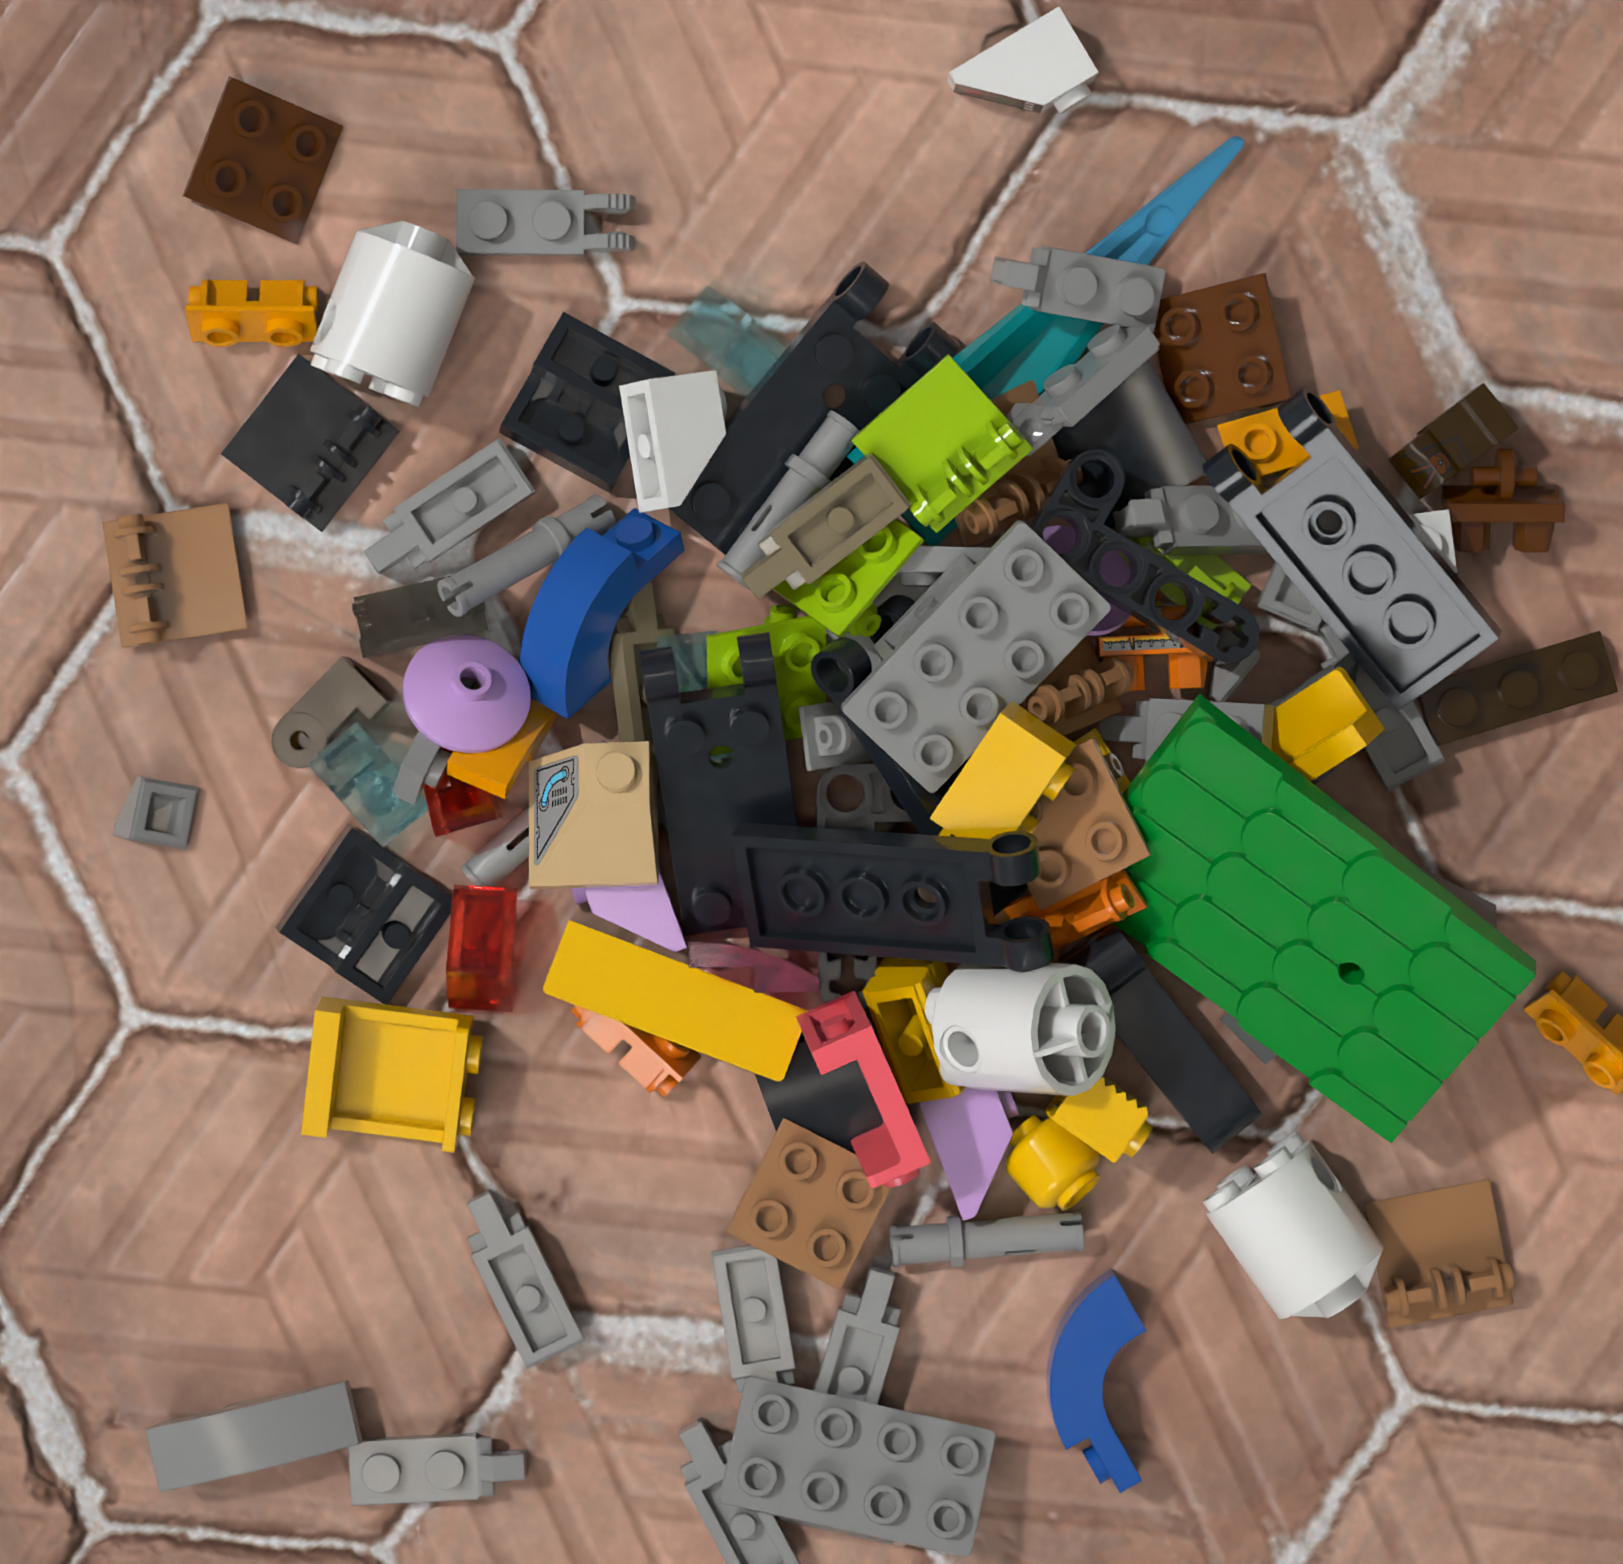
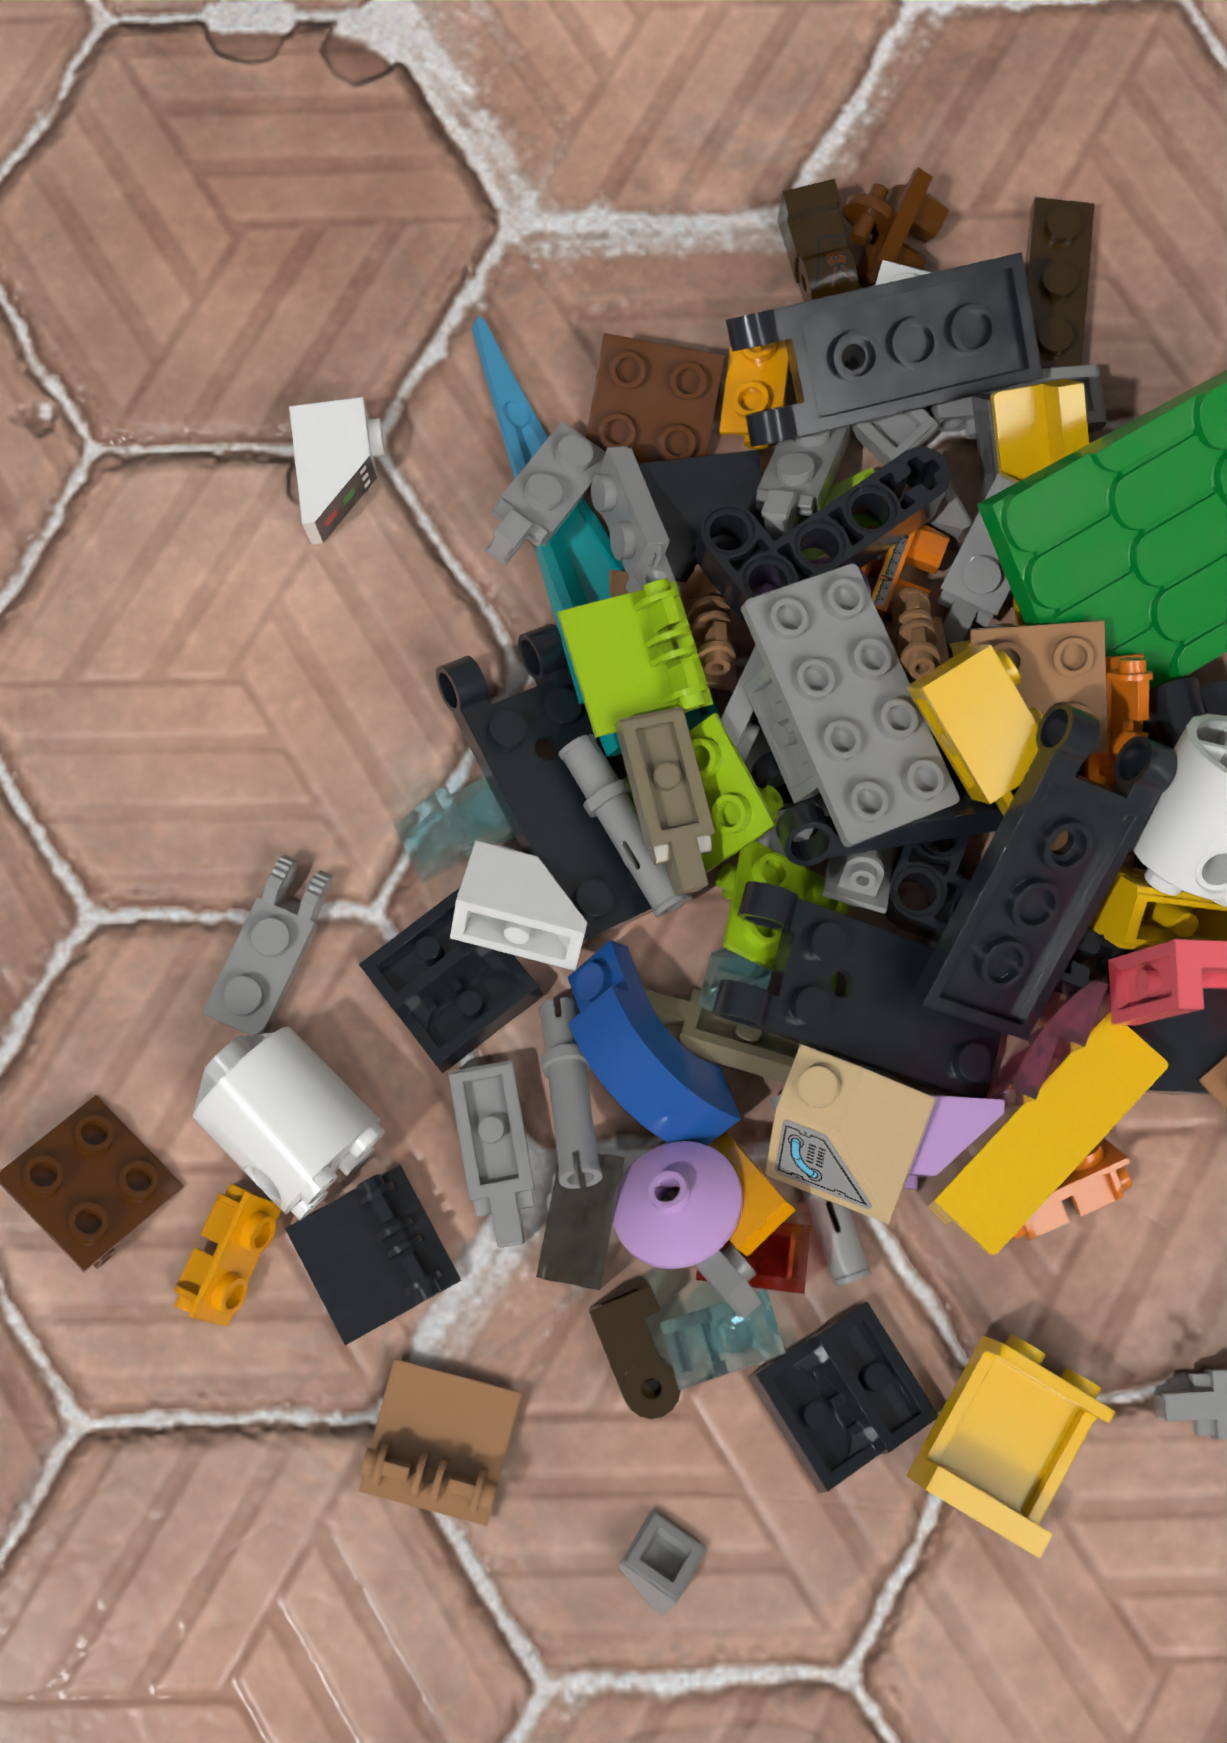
camera: 70 degrees left, 10 degrees down
(482, 948) = (922, 1296): clear red slope -> none

